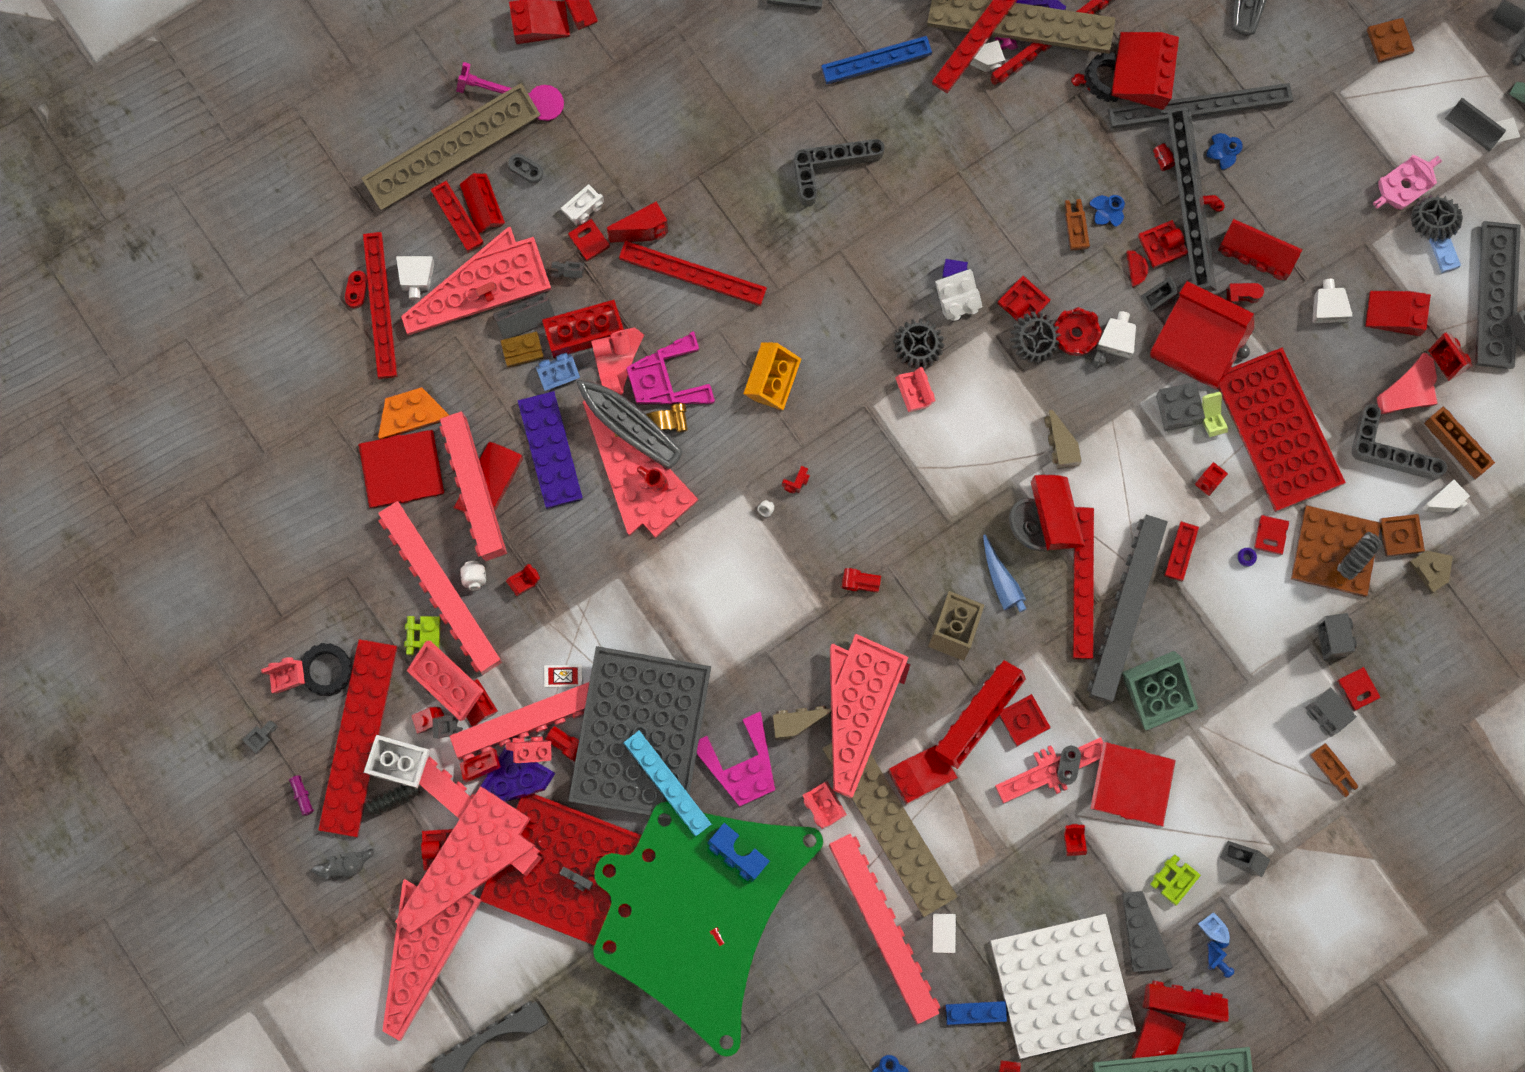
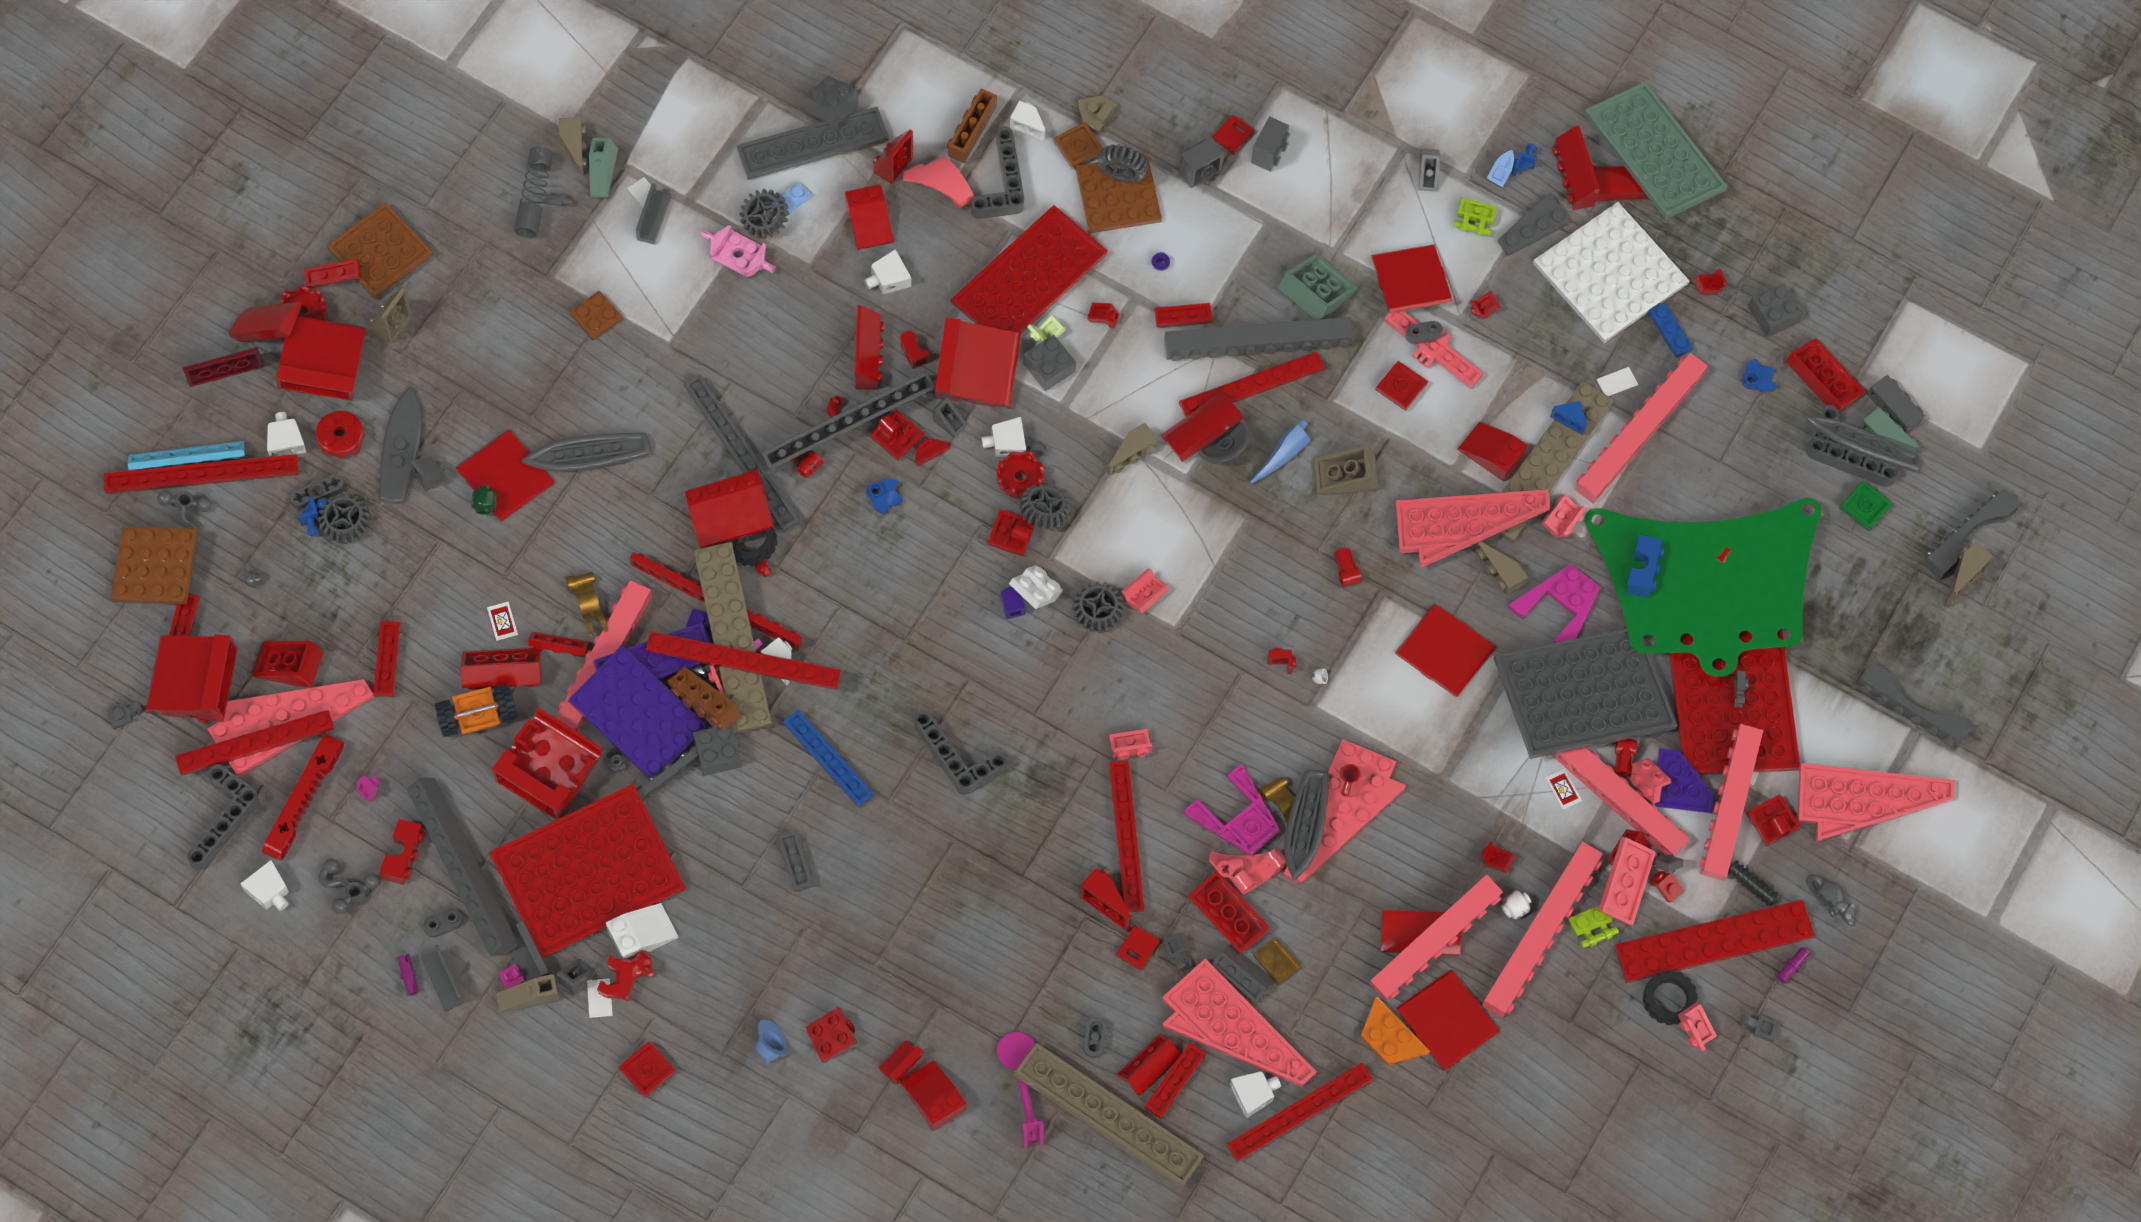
camera: 115 degrees left, 10 degrees down
(356, 288) = (1294, 1143): red plate -> none
(396, 761) = (1722, 885): white slope -> none
(474, 852) = (1763, 780): coral wing -> none
(480, 765) = (1684, 818): red plate -> none
(486, 290) = (1240, 1012): red tile -> none
(550, 450) = (1361, 892): dark purple plate -> none
(557, 371) = (1283, 917): medium blue bracket -> none
(583, 205) = (1107, 965): white bracket -> none
(667, 783) = (1617, 649): medium azure plate -> none
(743, 634) = (1445, 650): none -> red piece
(772, 375) = (1192, 722): light orange slope -> none
(776, 313) = (1130, 744): none -> coral bracket
(921, 861) = (1570, 416): none -> blue slope
(980, 714) = (1417, 418): red brick -> none
(1076, 226) = (914, 515): dark orange hinge -> none
(1222, 150) = (778, 419): blue plate -> none
(1271, 530) = (1125, 251): red piece -> none
(1333, 768) = (1314, 130): dark orange hinge -> none

